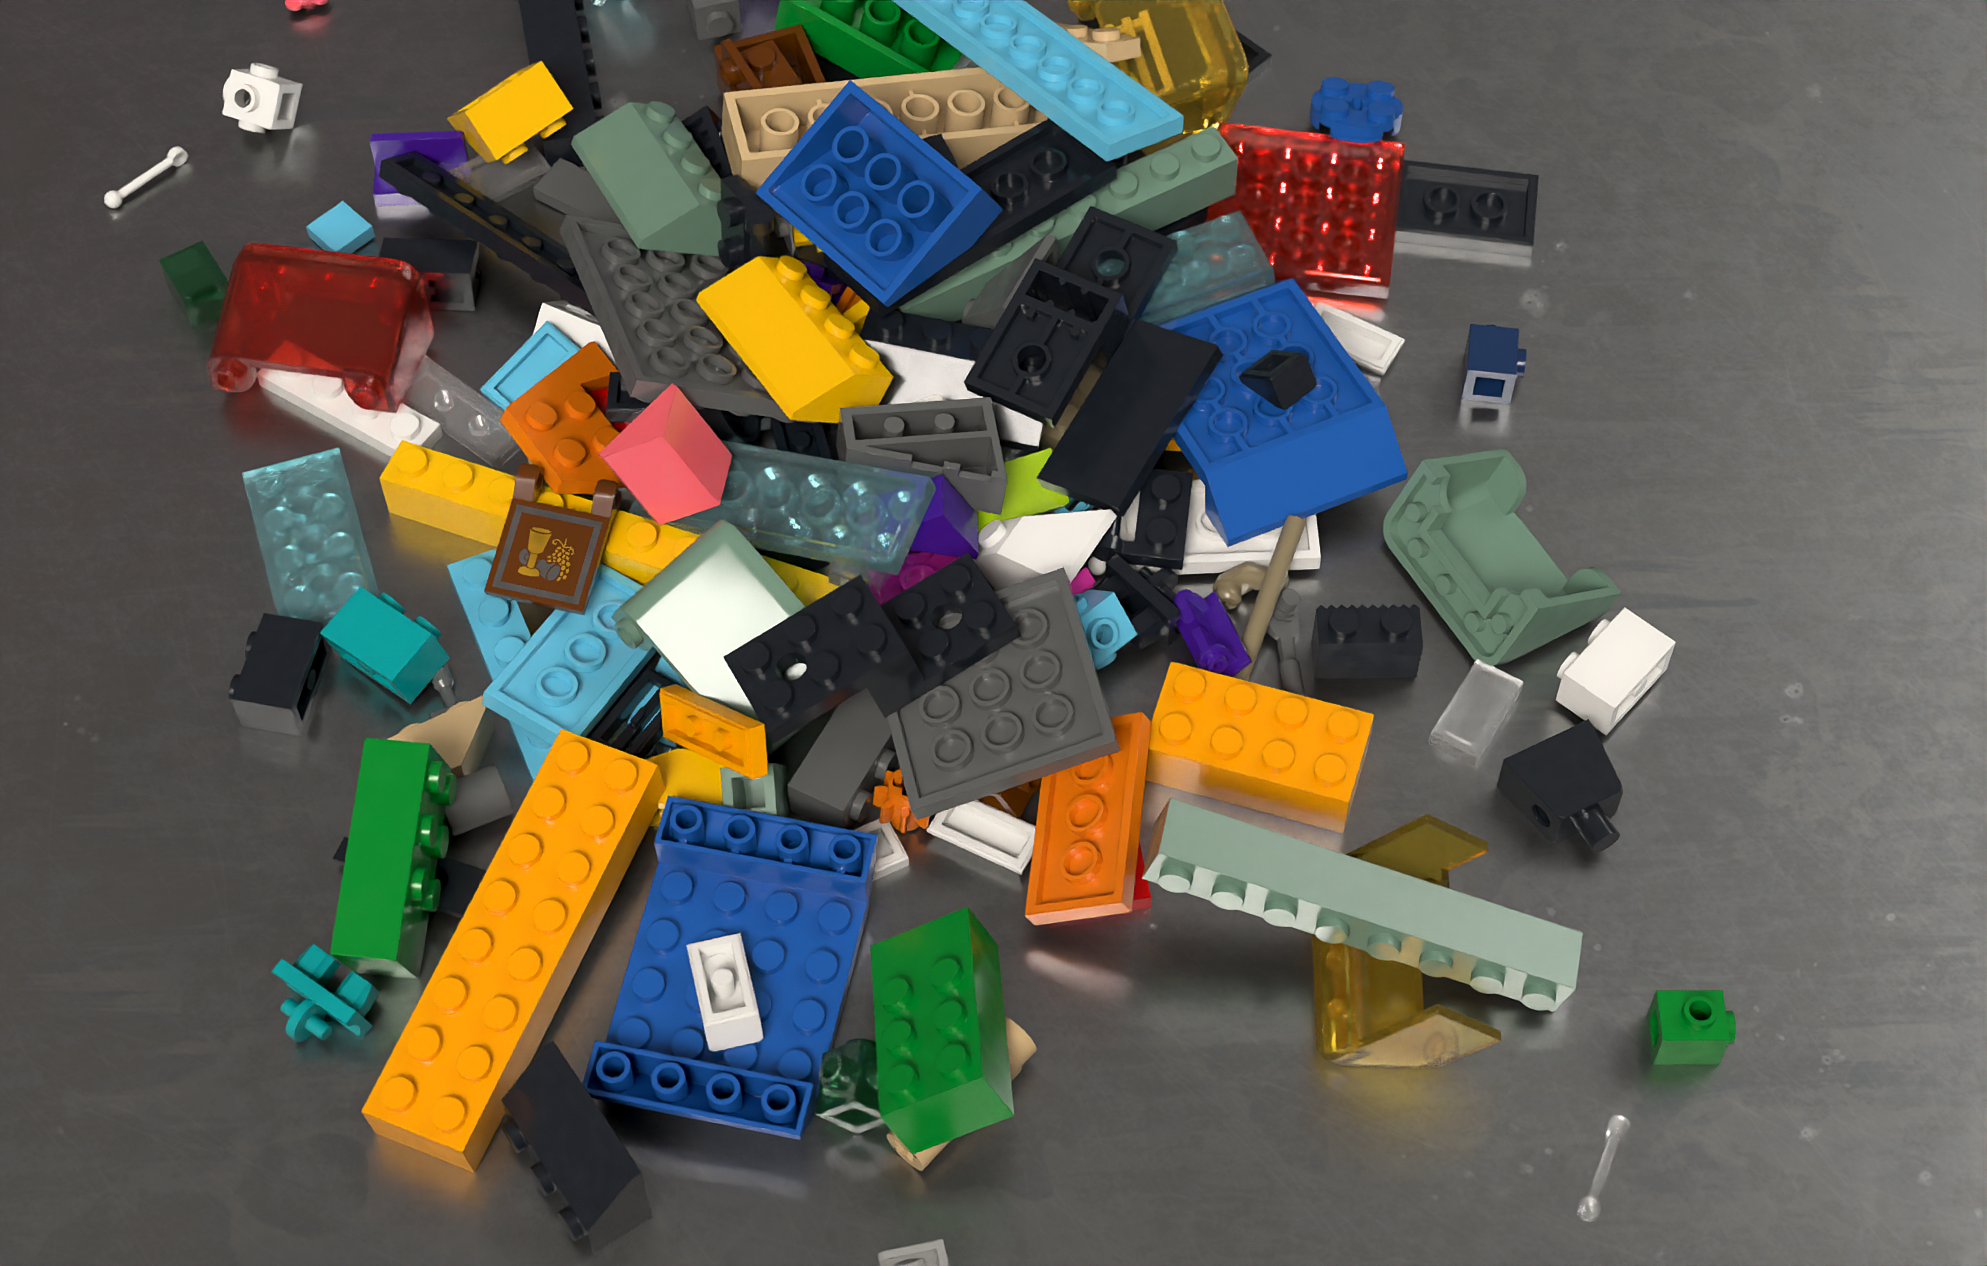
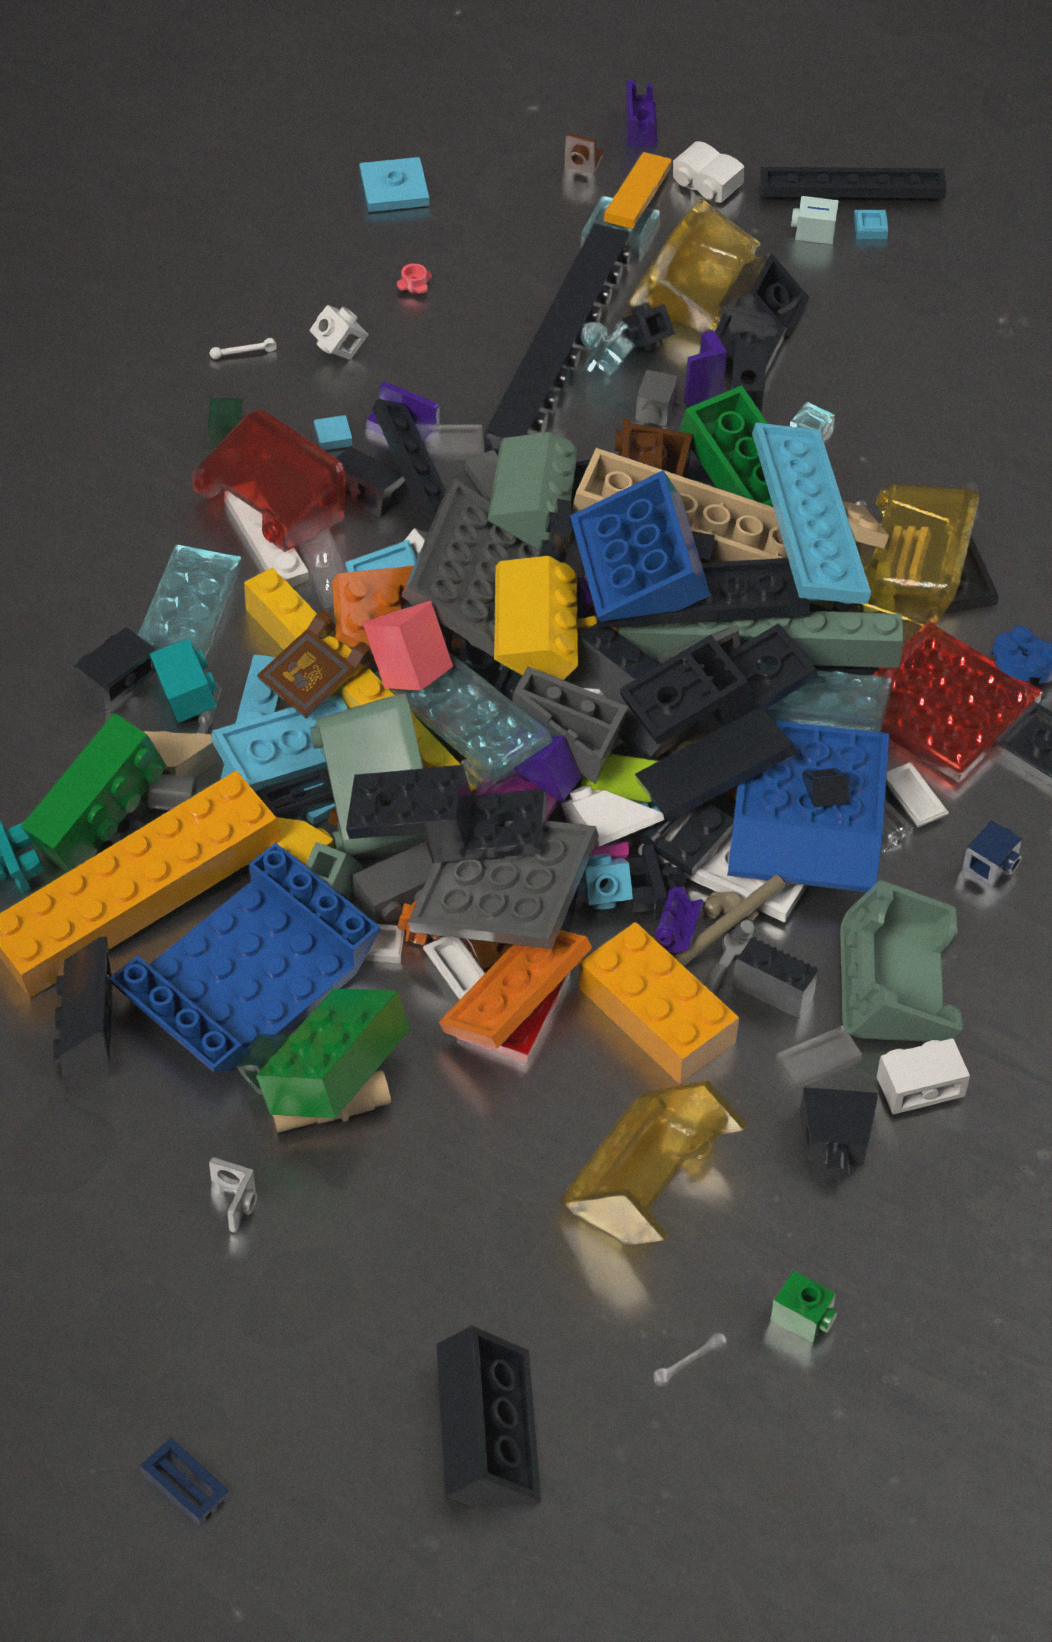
camera: 30 degrees right, 5 degrees down
(513, 113) = (473, 406): yellow slope -> none
(714, 731) = (326, 818): light orange tile -> none
(725, 992) = (231, 971): white slope -> none
(1363, 906) = (641, 1121): brick -> none

